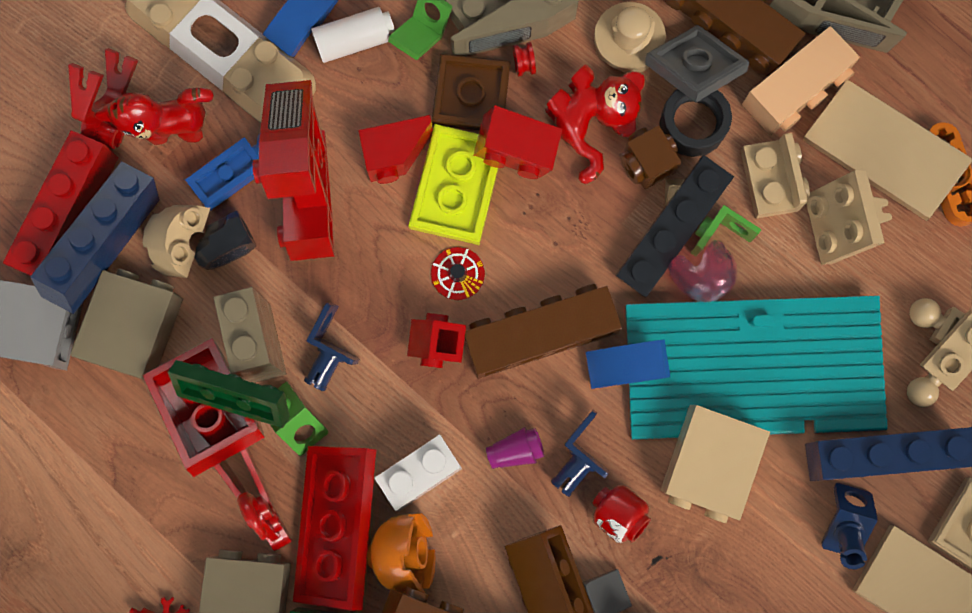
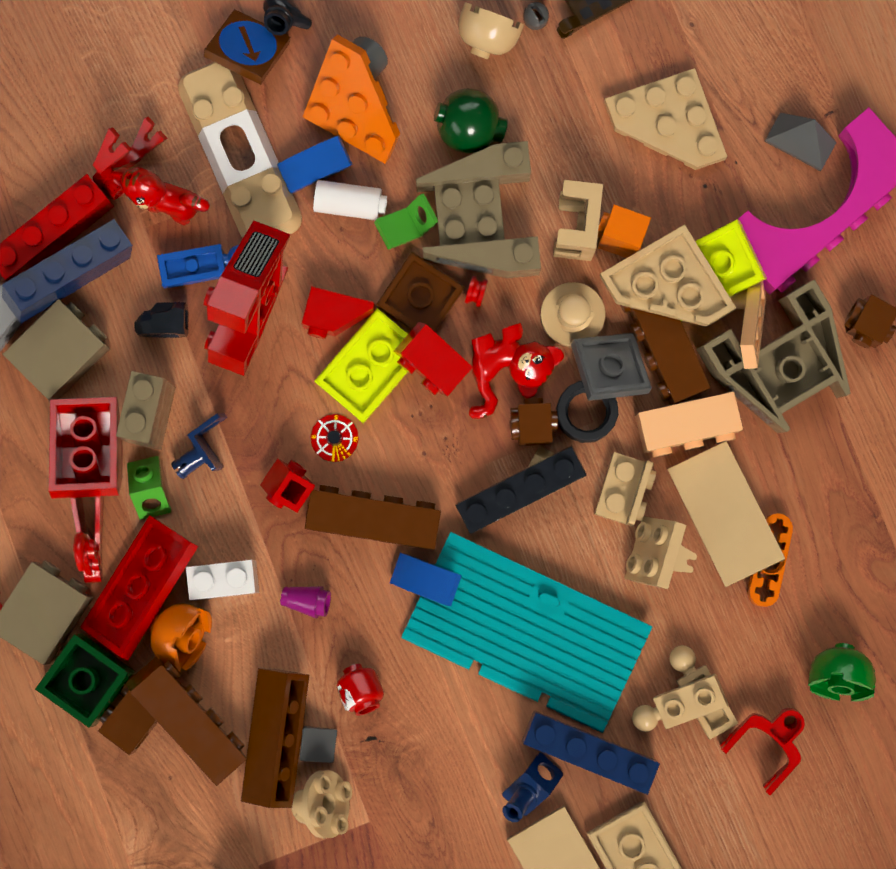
camera: 25 degrees right, 5 degrees up
(169, 236) = (123, 295): tan cylinder -> none
(229, 393) = (108, 450): dark green plate -> none
(580, 462) = (351, 635): dark blue bracket -> none
(709, 279) = (529, 544): clear pink helmet -> none
(714, 463) = (451, 689): tan brick -> none
(727, 218) = (550, 503): bright green bracket -> none

